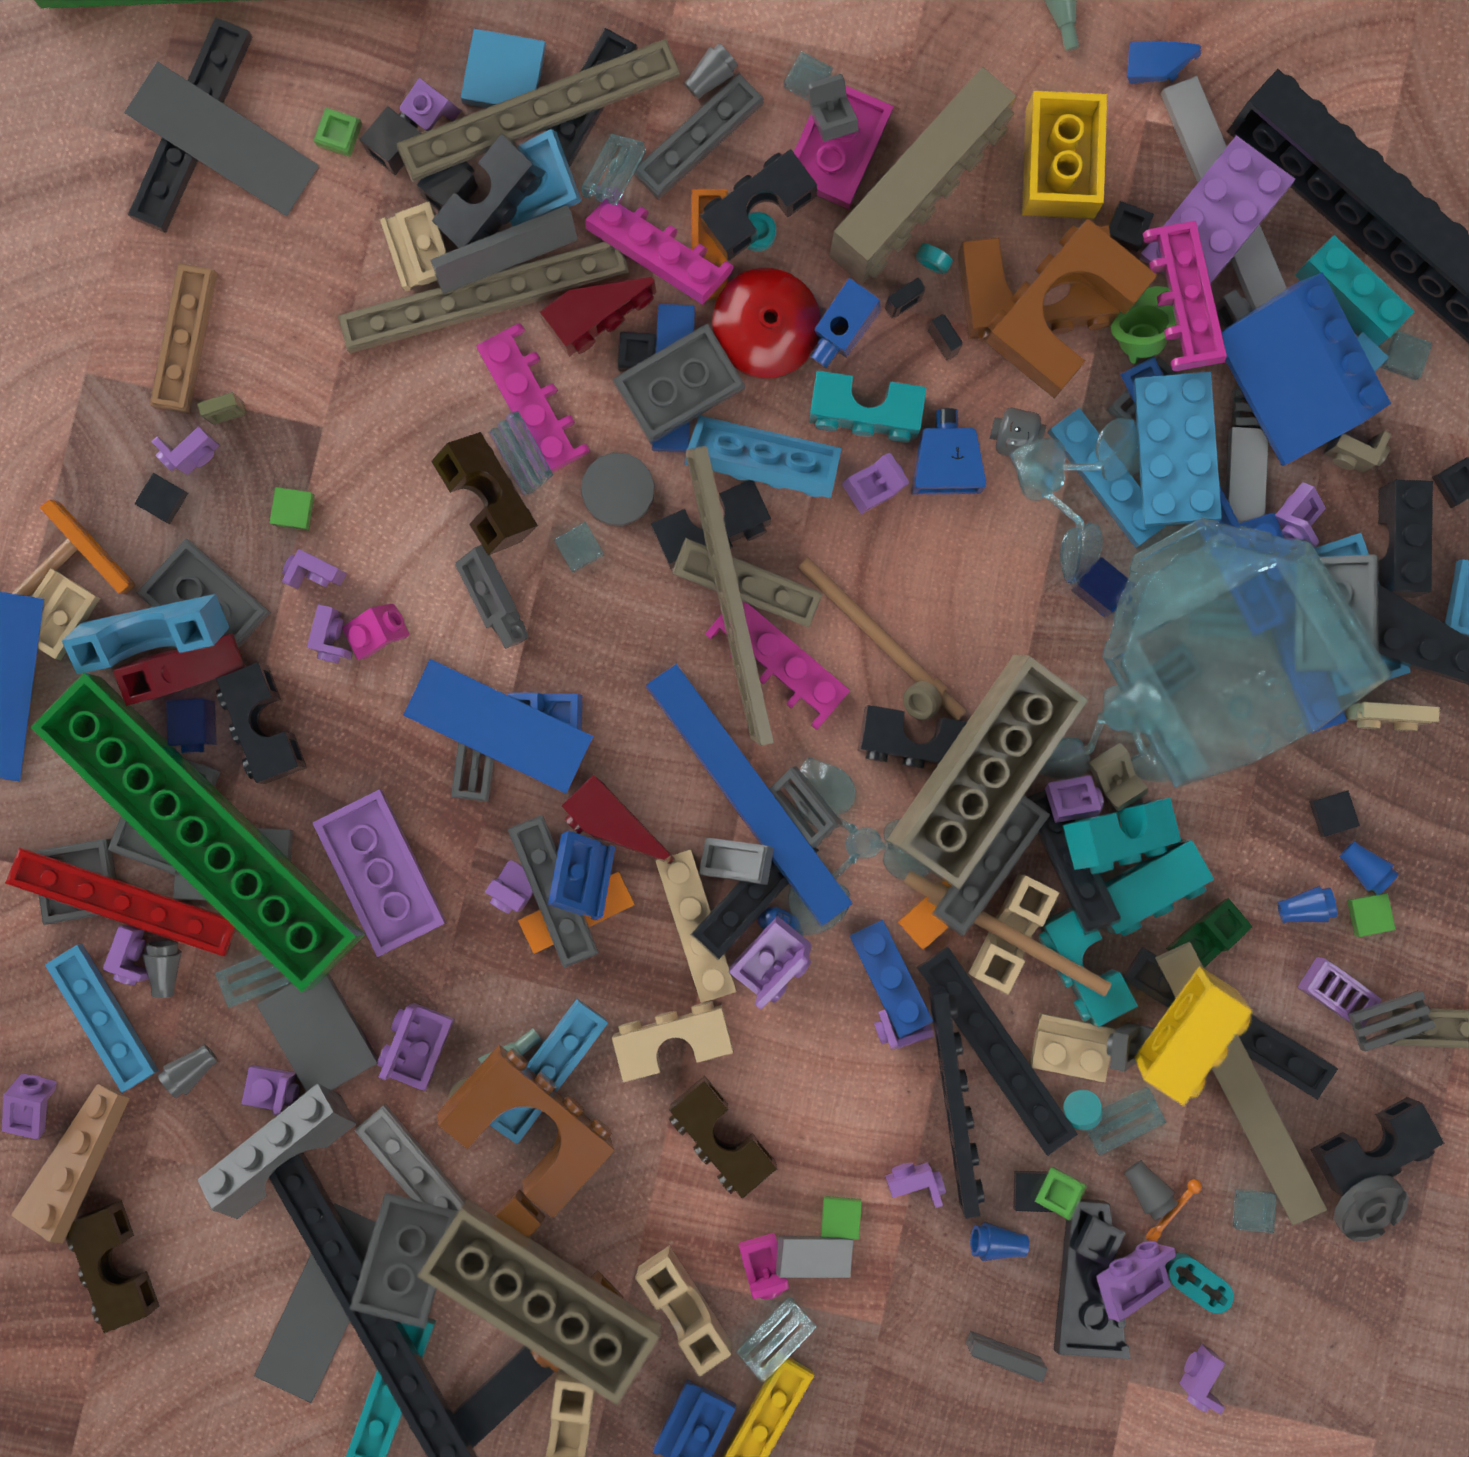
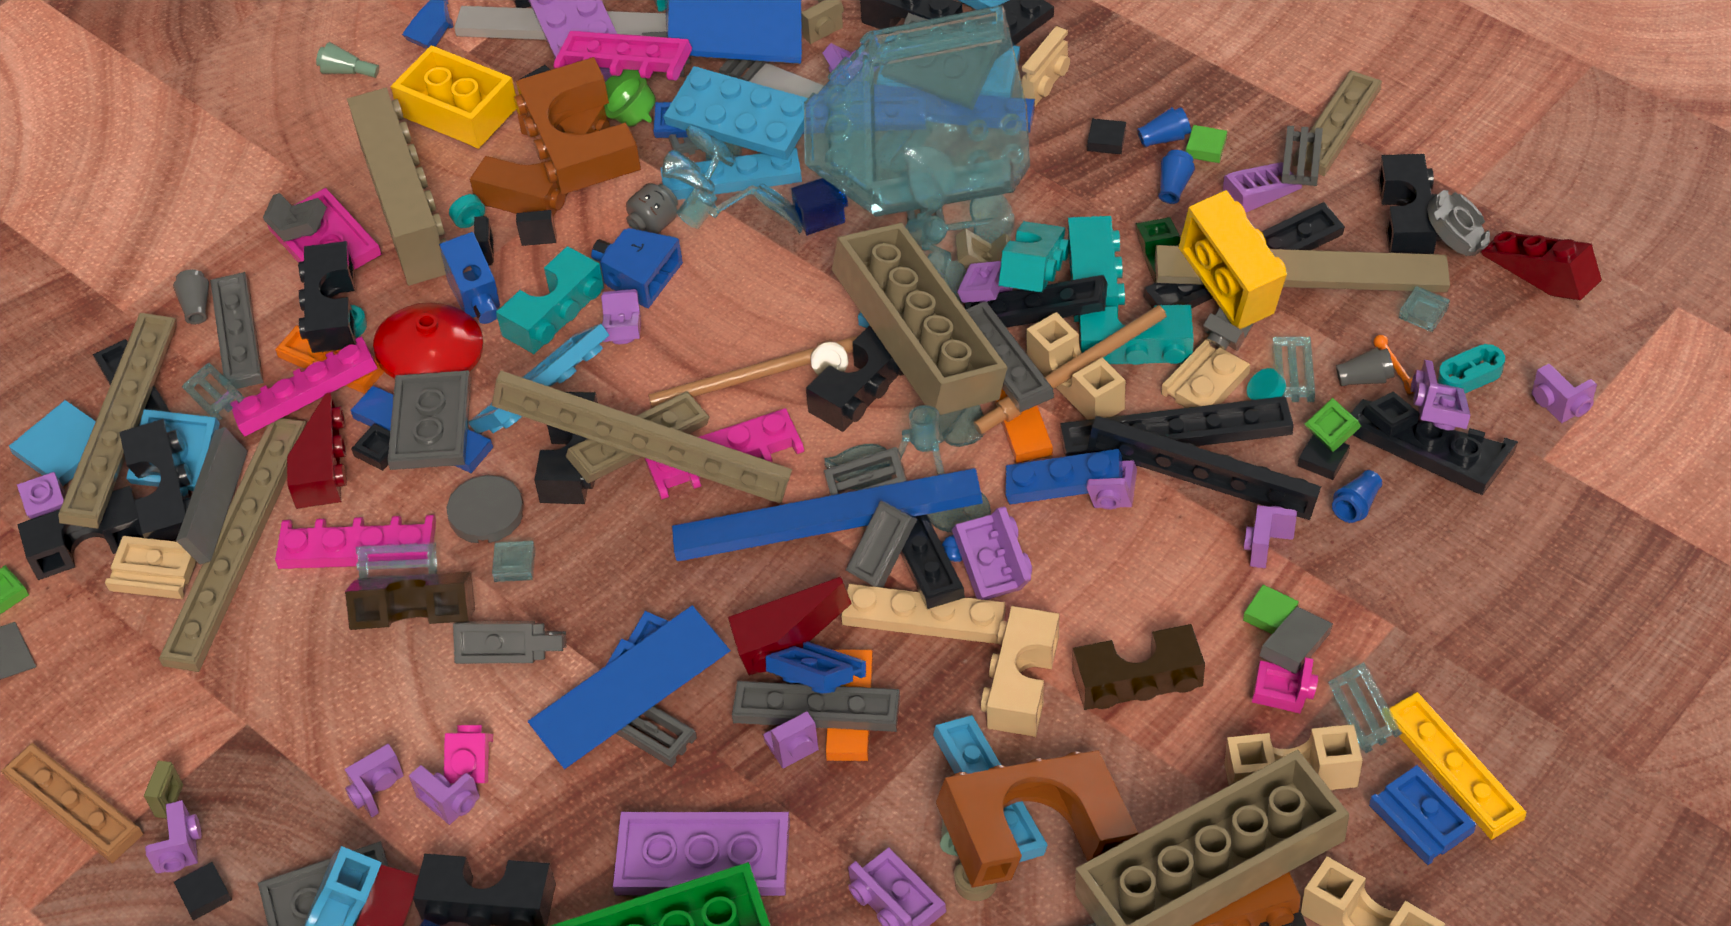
camera: 55 degrees left, 35 degrees down
(292, 509) = (301, 779): bright green tile -> none
(805, 71) = (253, 239): clear light blue tile -> none
(1006, 1356) = (1469, 529): dark grey tile -> none
(1364, 1304) = (1550, 264): none -> dark red slope

